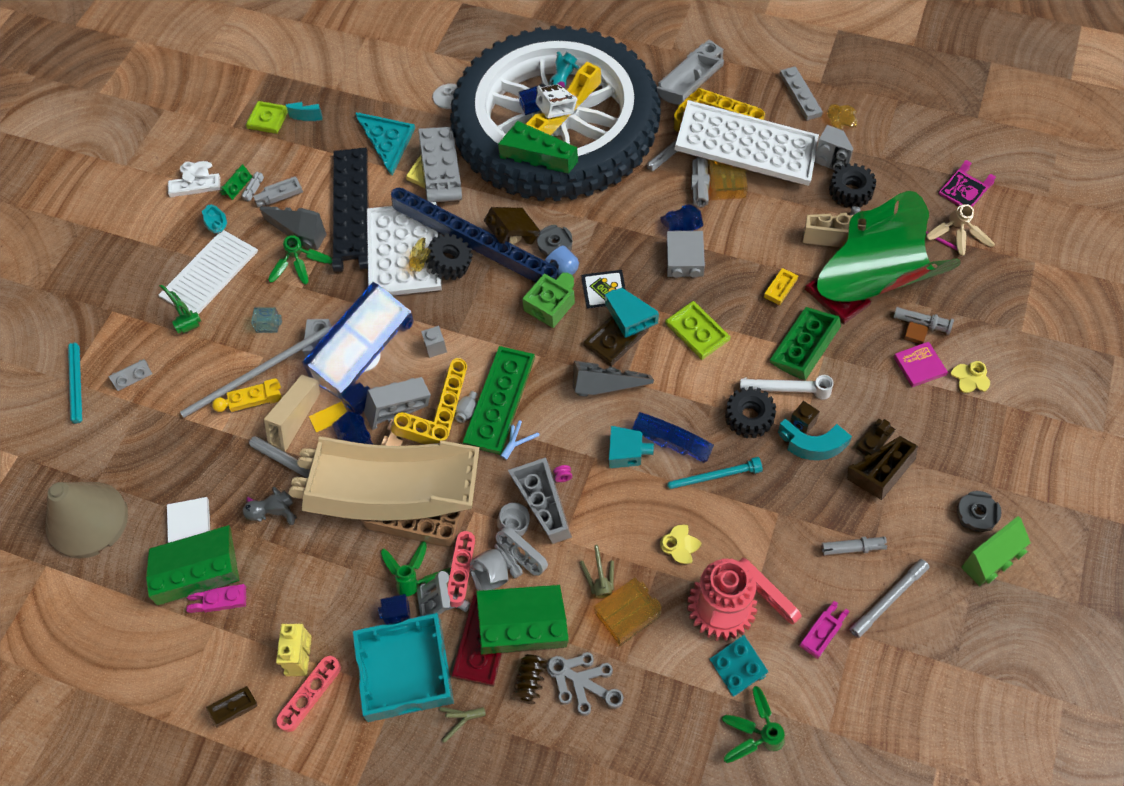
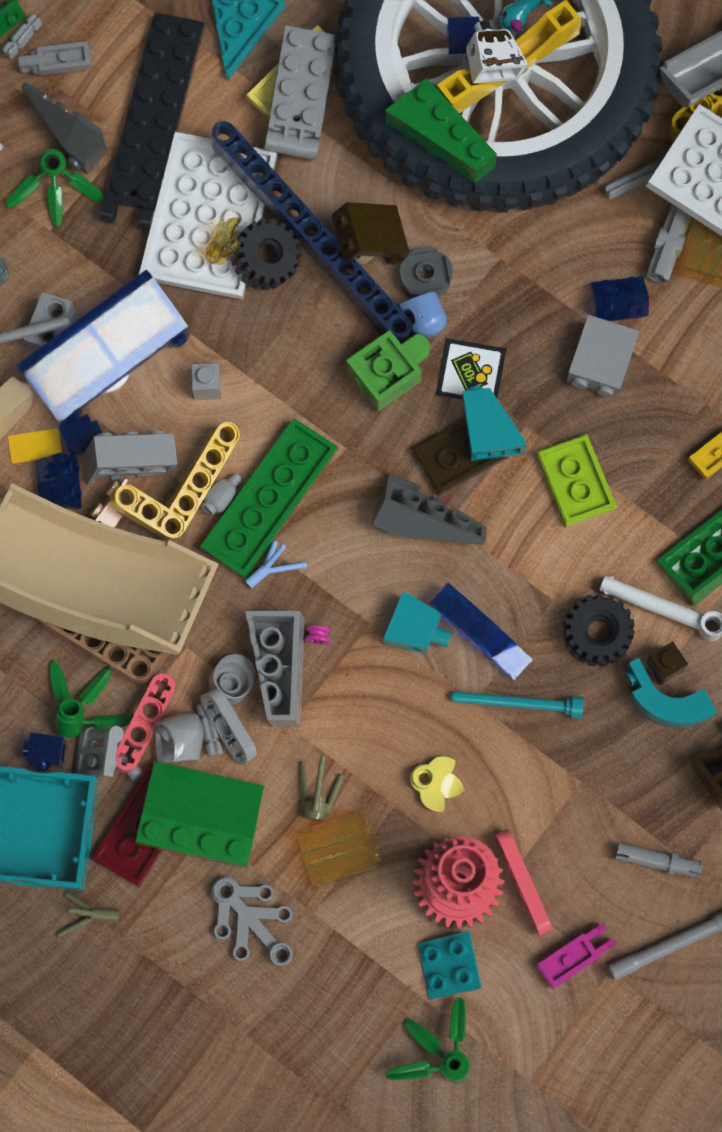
camera: 15 degrees right, 15 degrees up
(528, 678) = (186, 895): dark brown piece -> none

